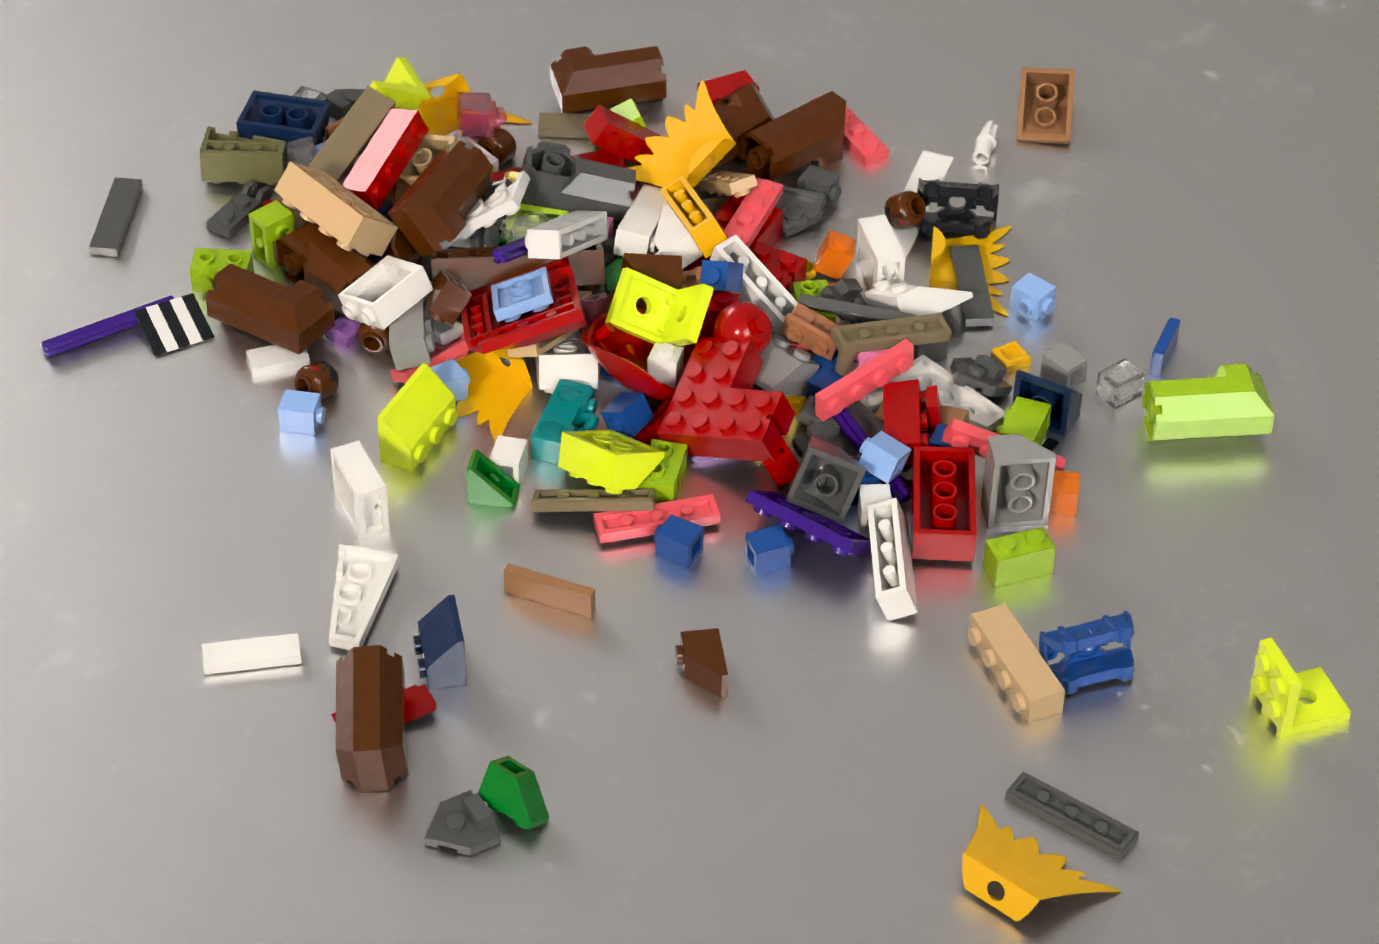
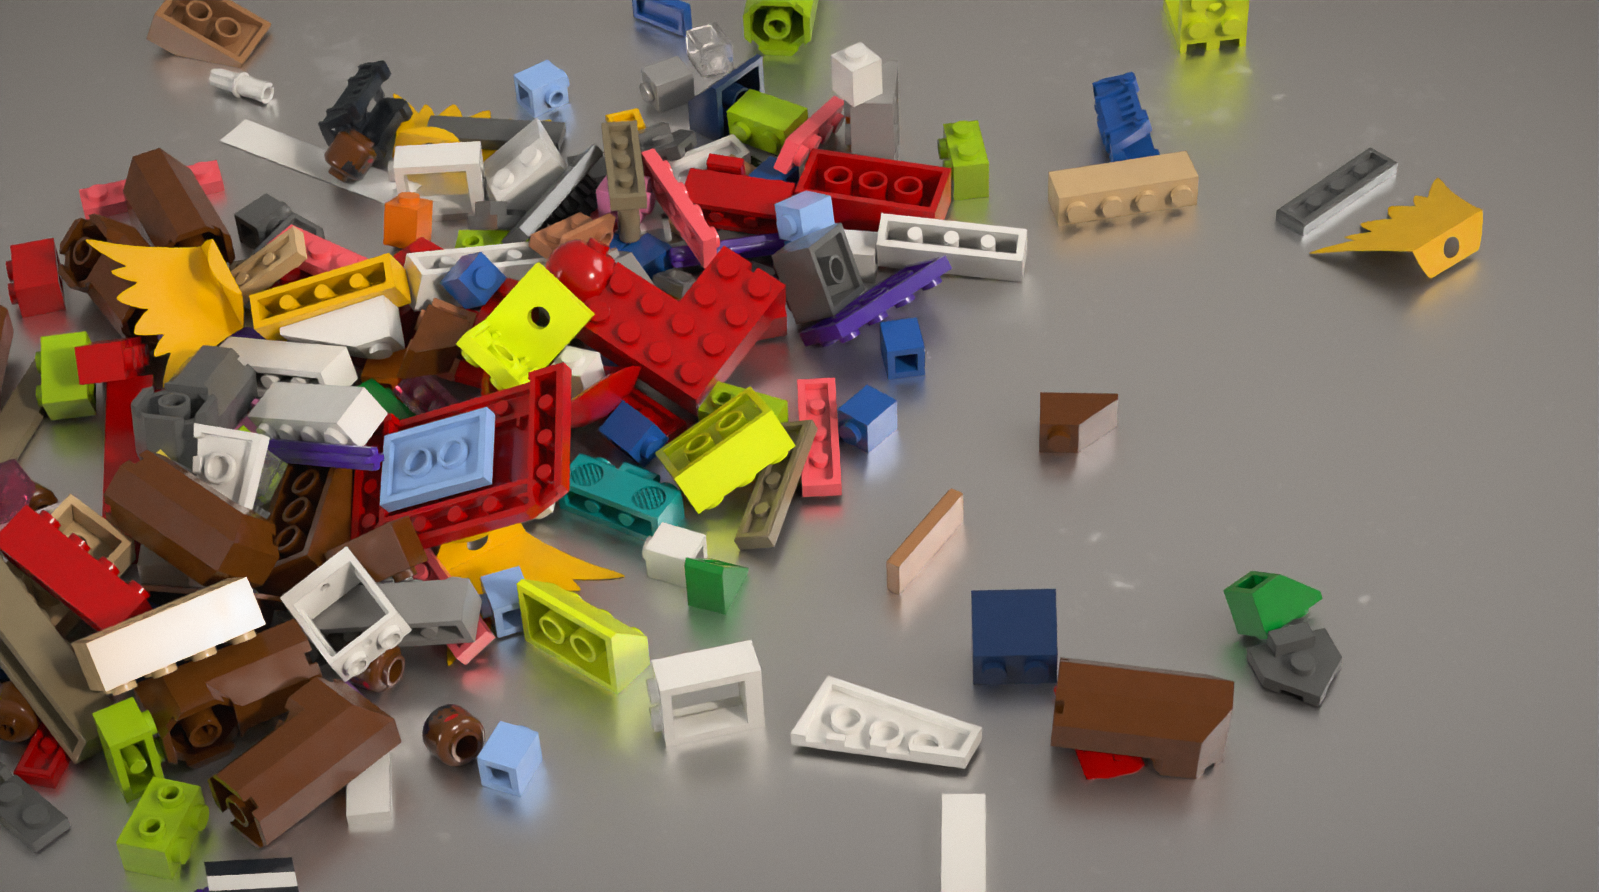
camera: 75 degrees left, 0 degrees up
(1005, 424) = (856, 74): none -> white brick

